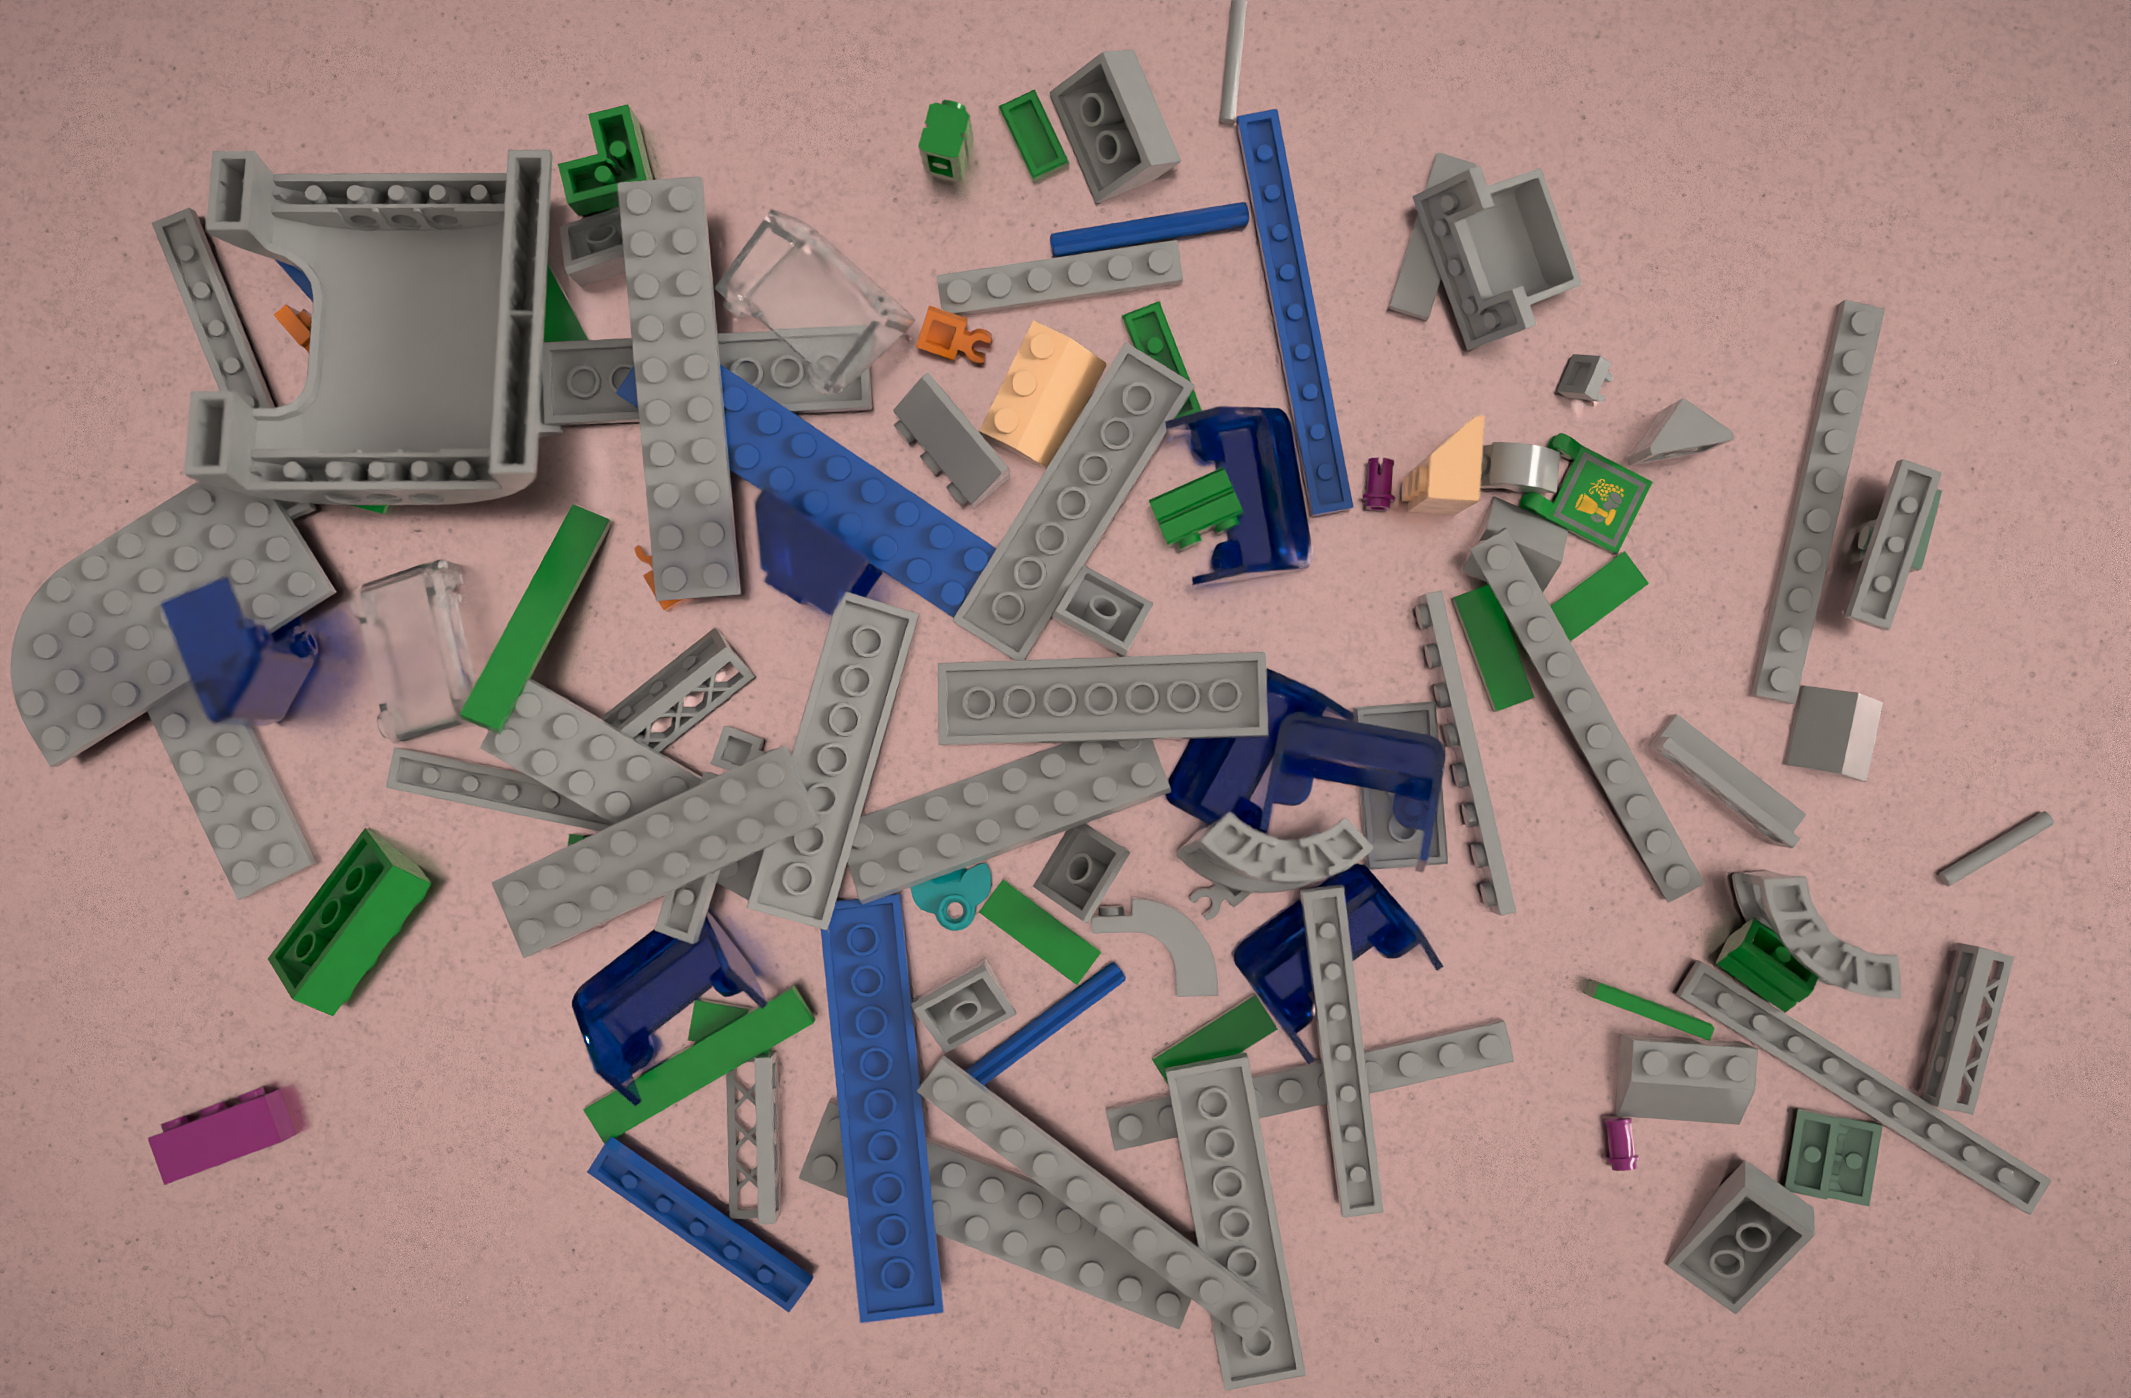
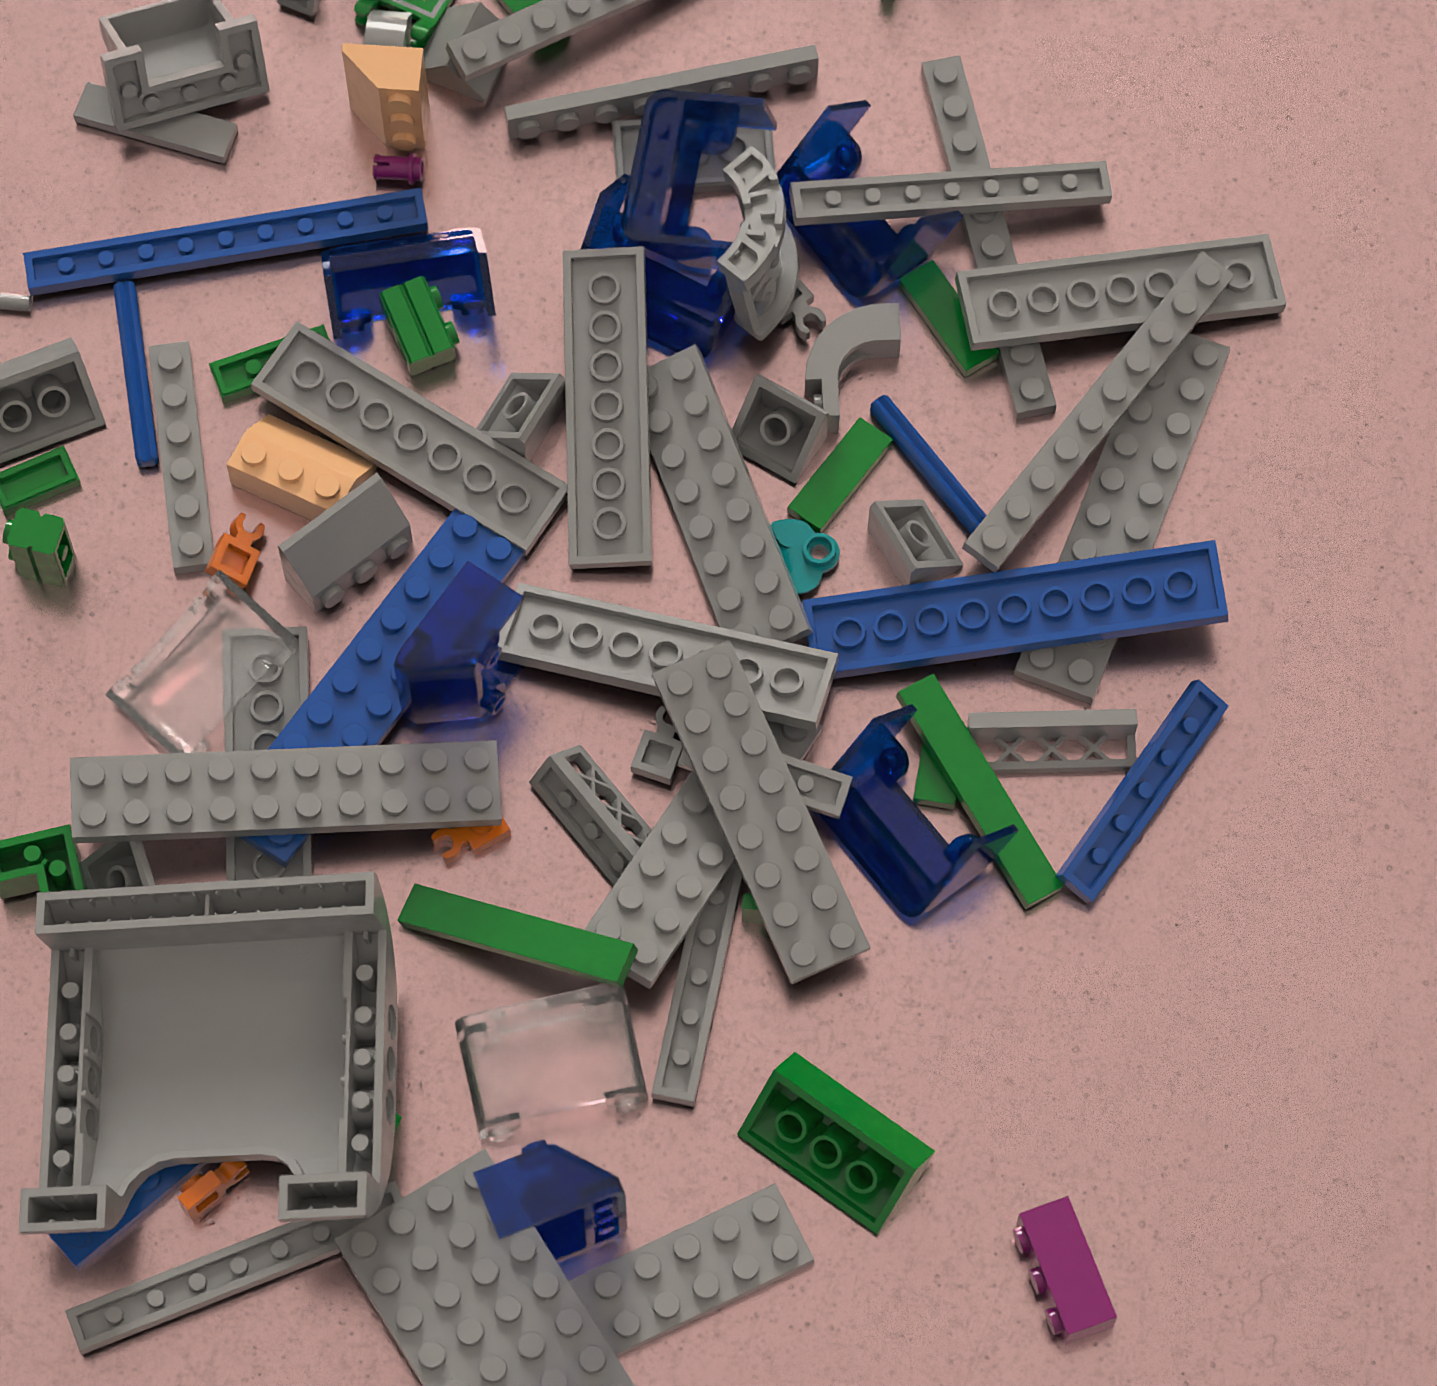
camera: 90 degrees left, 20 degrees down
(1493, 648) = (561, 72): green tile -> none

